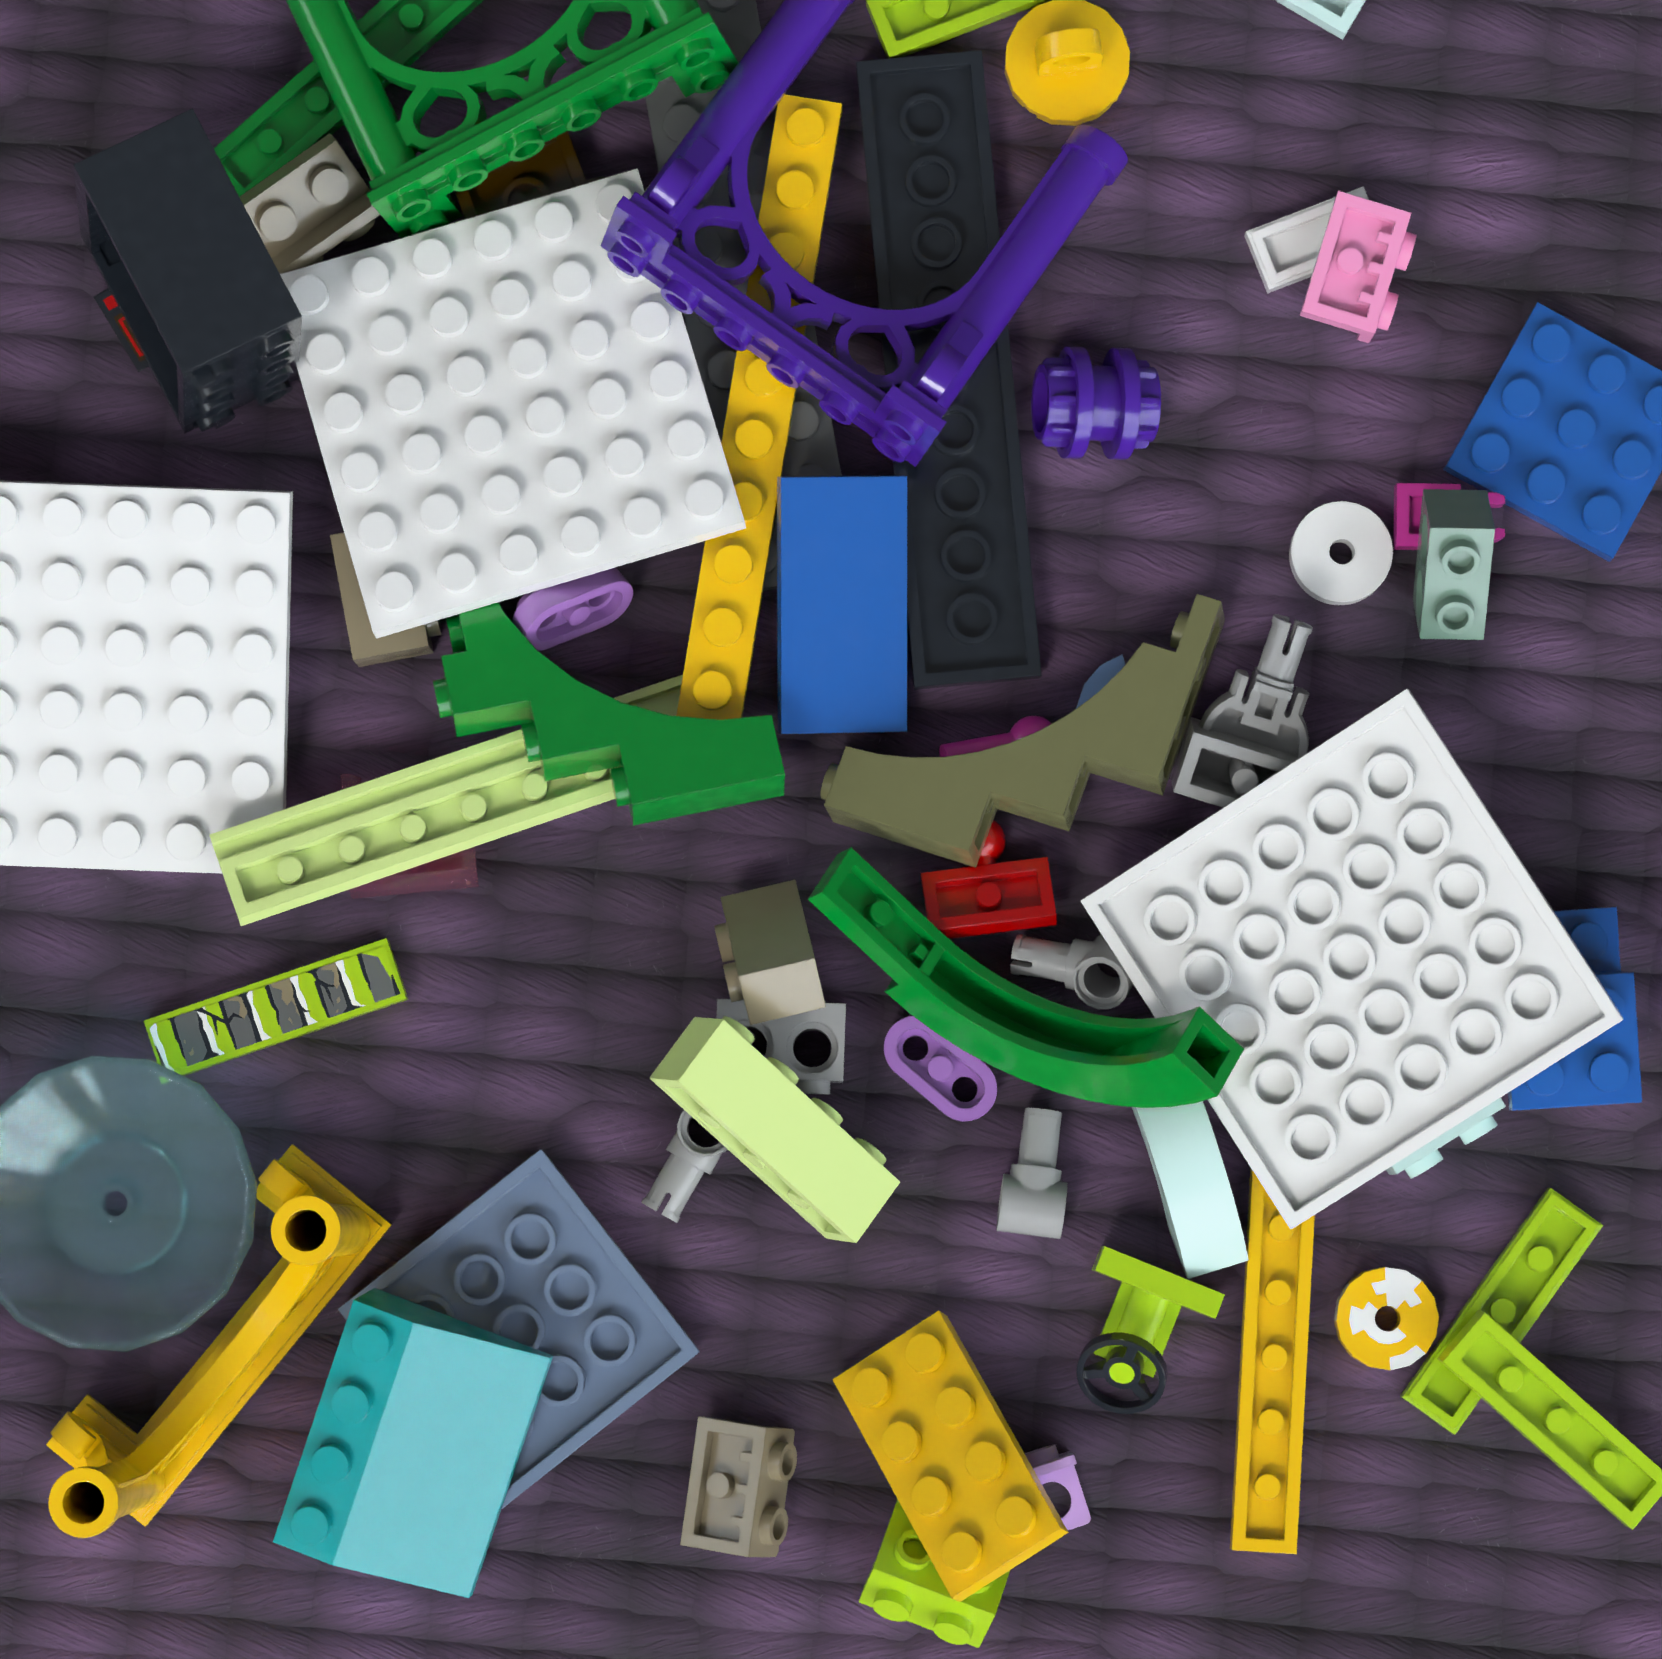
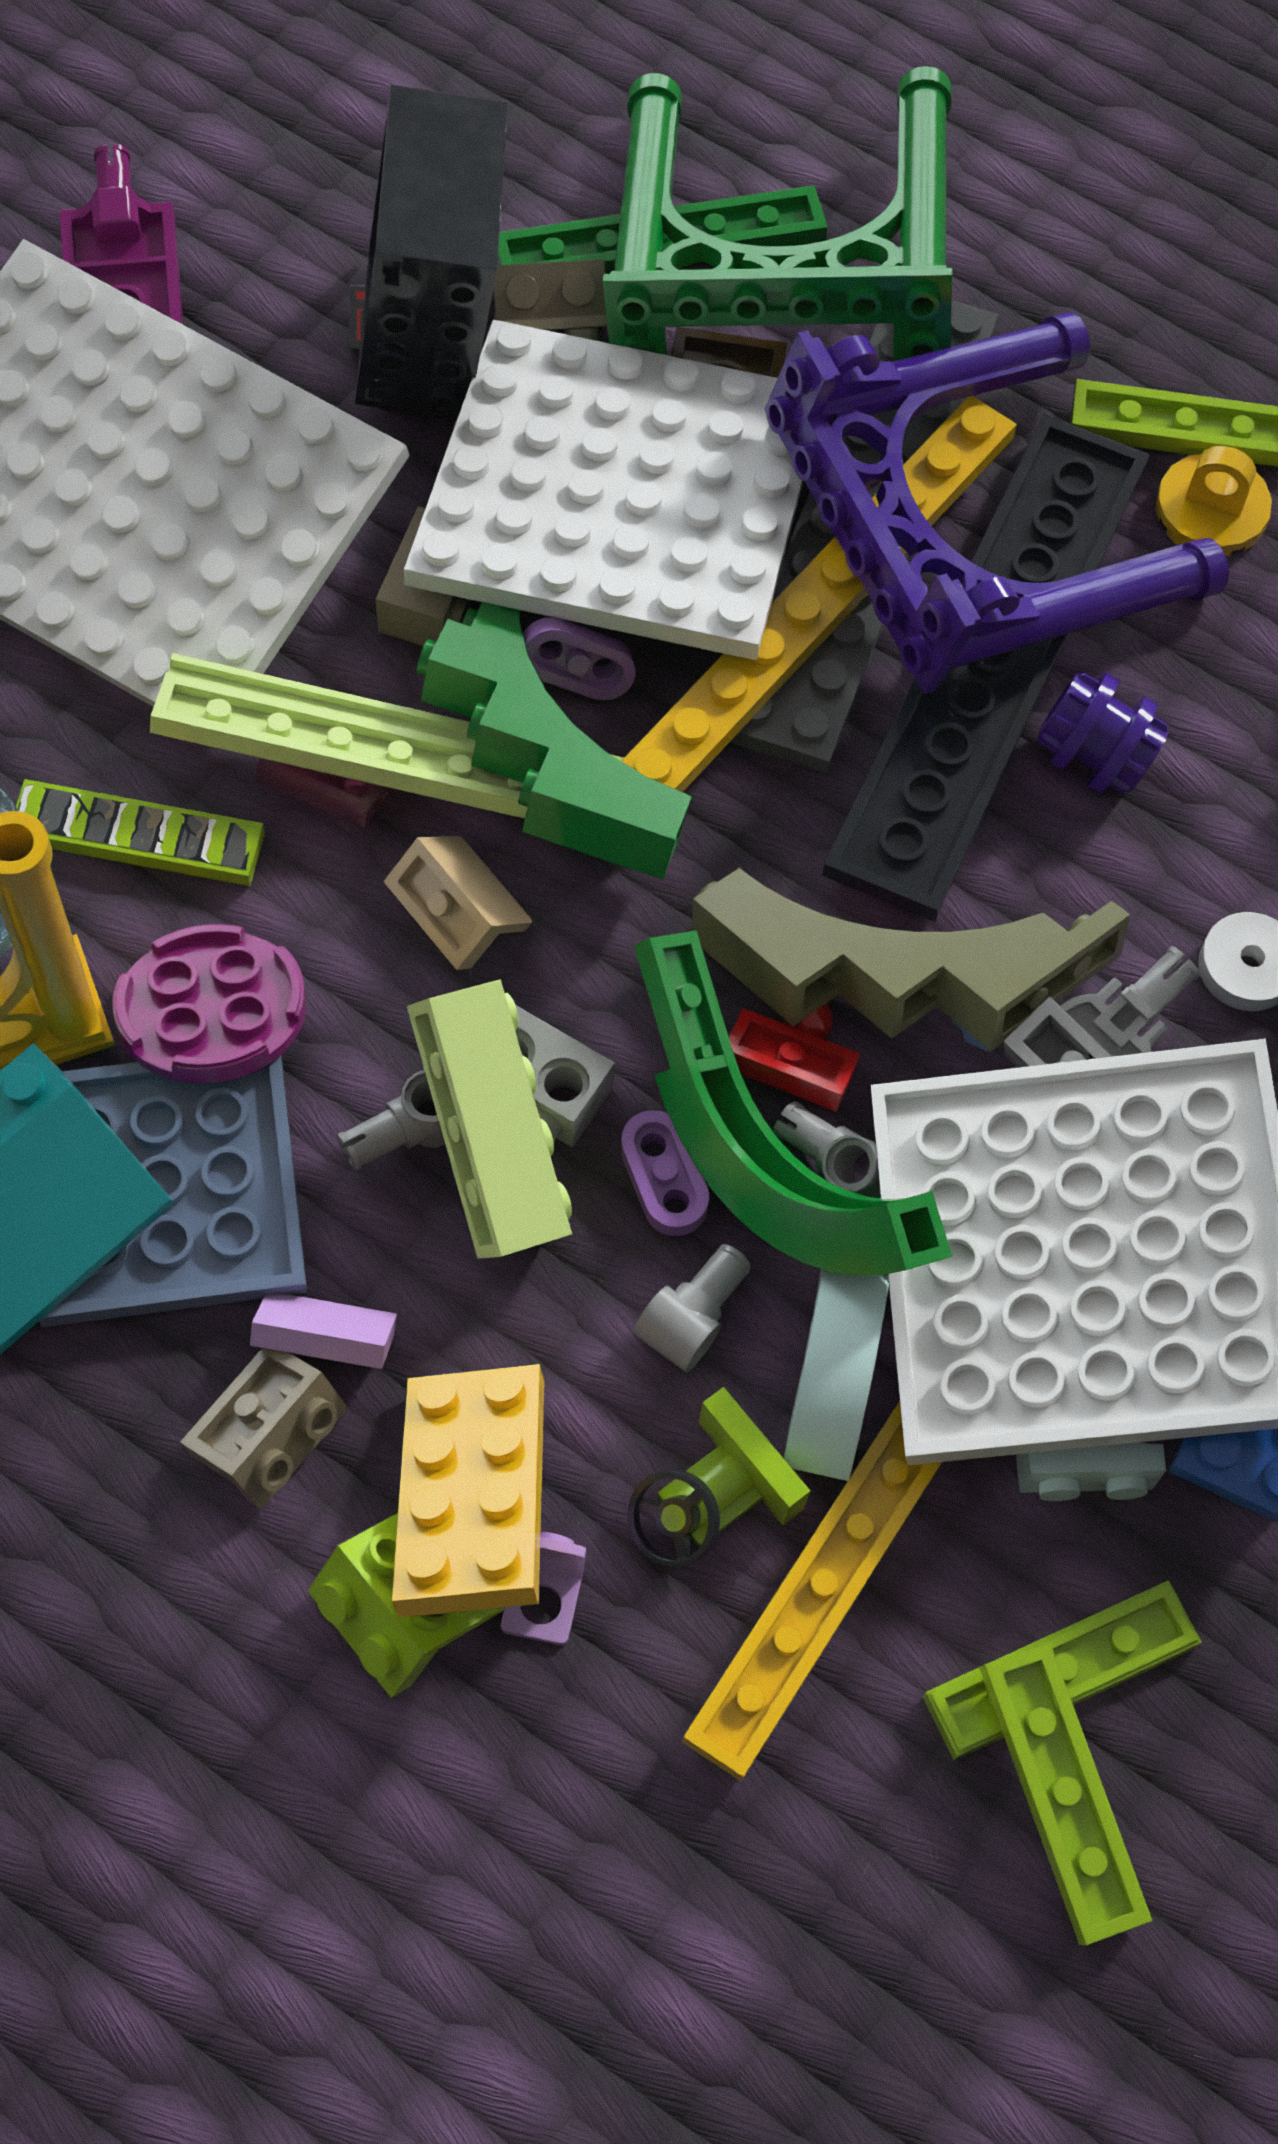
camera: 25 degrees right, 20 degrees down
(454, 1144) = (209, 1004): none -> magenta tile
(605, 908) = (455, 898): none -> tan panel
(738, 1380) = (323, 1329): none -> lavender tile
(771, 953) = (574, 987): dark tan brick -> none
(841, 604) = (800, 766): blue tile -> none
(1415, 1322) = (941, 1644): yellow piece -> none

